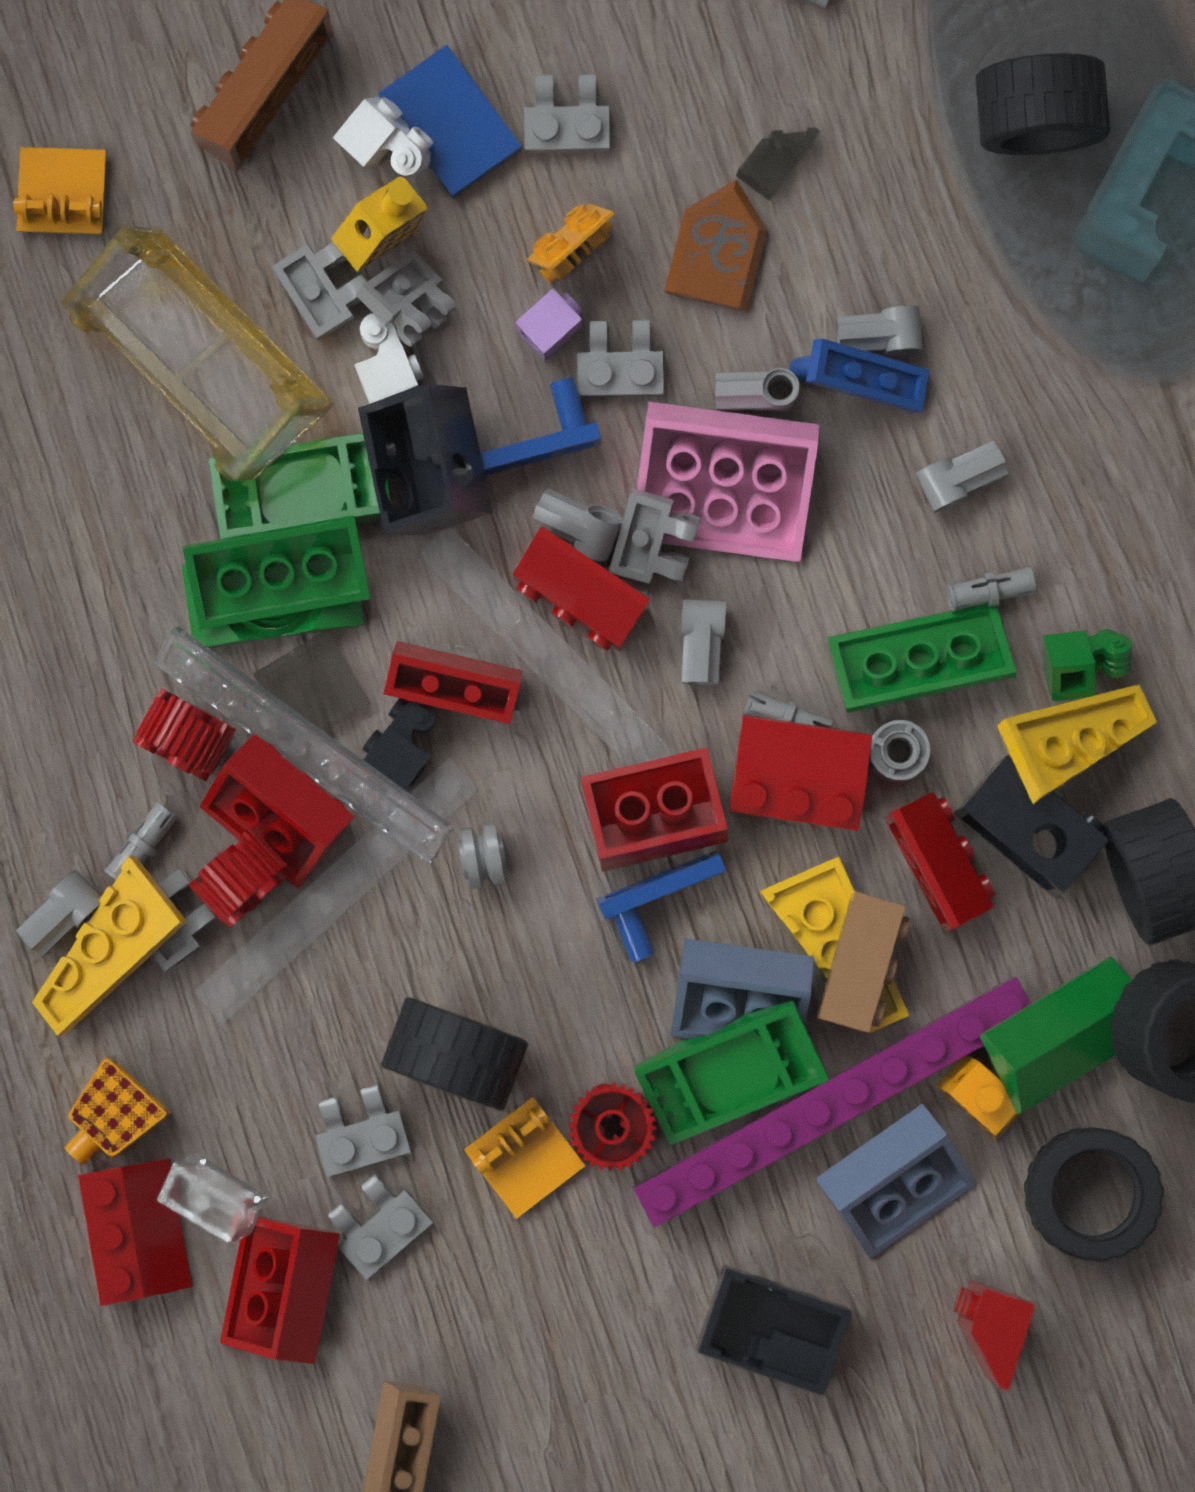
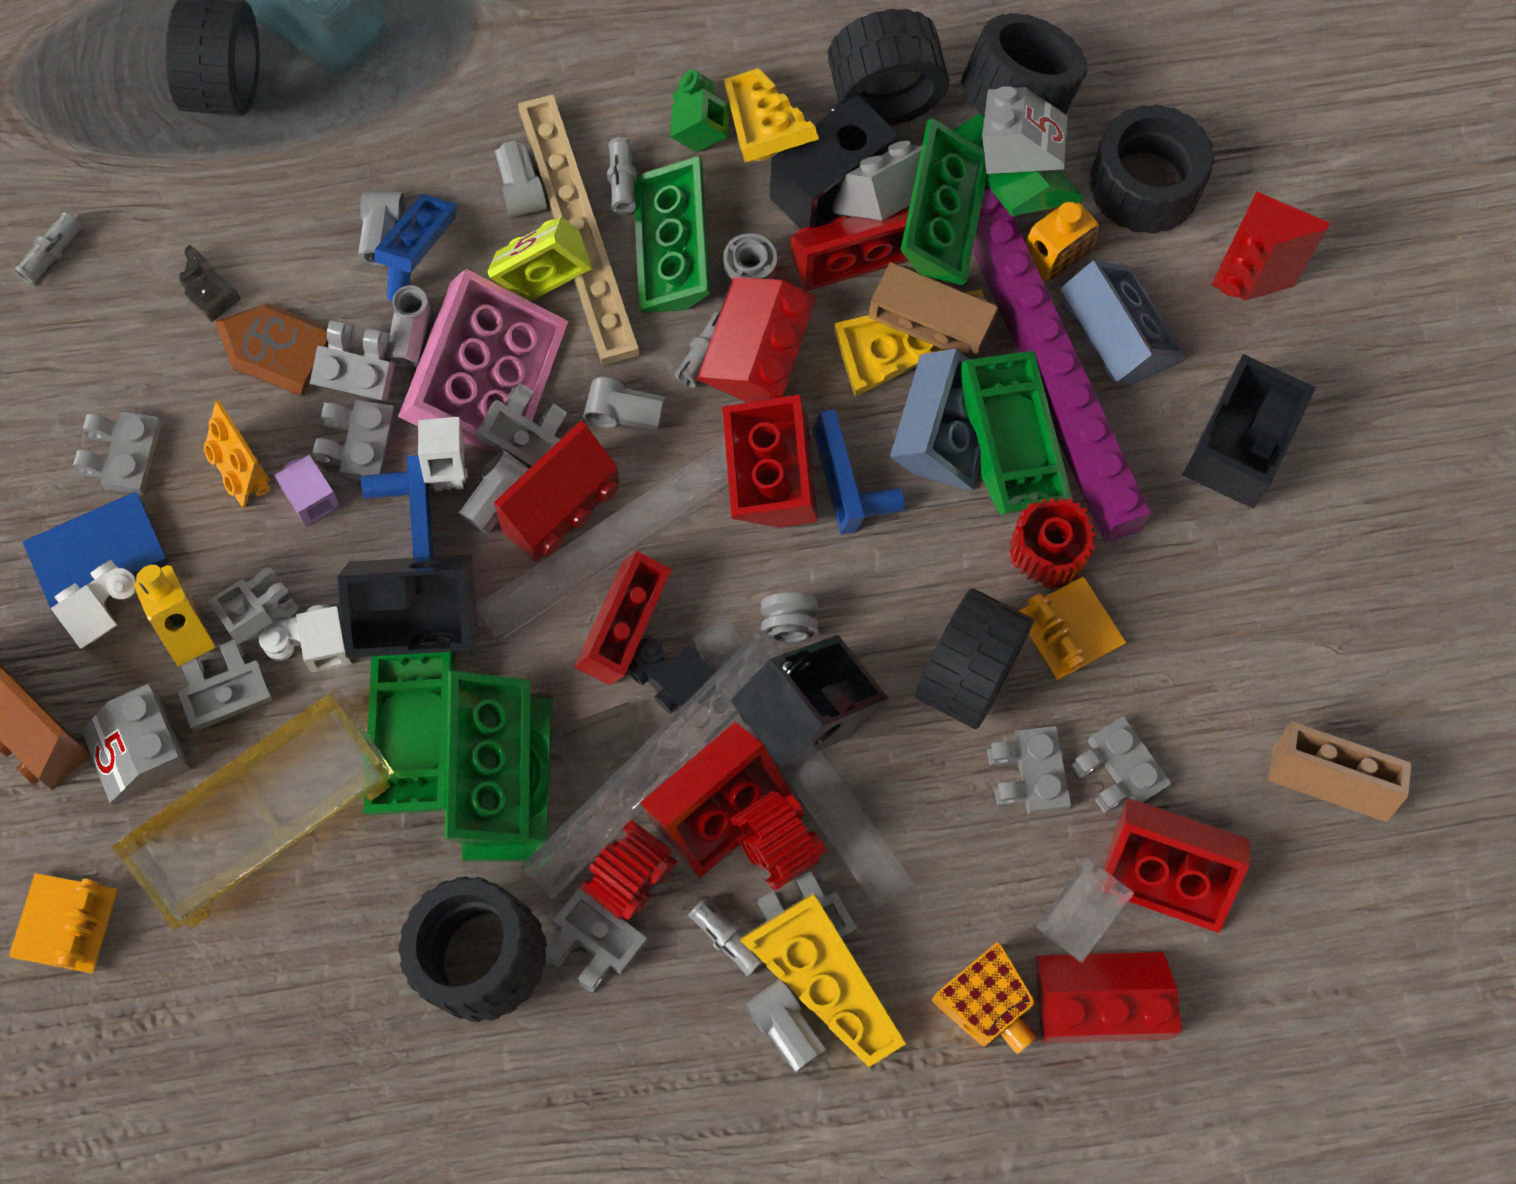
camera: 80 degrees left, 15 degrees down
(74, 548) = (436, 920): none -> black tyre
(123, 715) = (599, 932): none -> light grey plate
(247, 215) = (134, 744): none -> light grey slope
(381, 889) = (809, 701): none -> black piece
(602, 458) = (442, 453): none -> white brick
(694, 337) = (350, 372): none -> light grey plate
(856, 517) = (541, 260): none -> neon yellow slope
(915, 550) = (569, 200): none -> tan plate
(984, 958) = (945, 205): none -> green slope
(1006, 892) = (880, 184): none -> light grey slope
(1086, 1036) = (1022, 132): none -> light grey slope

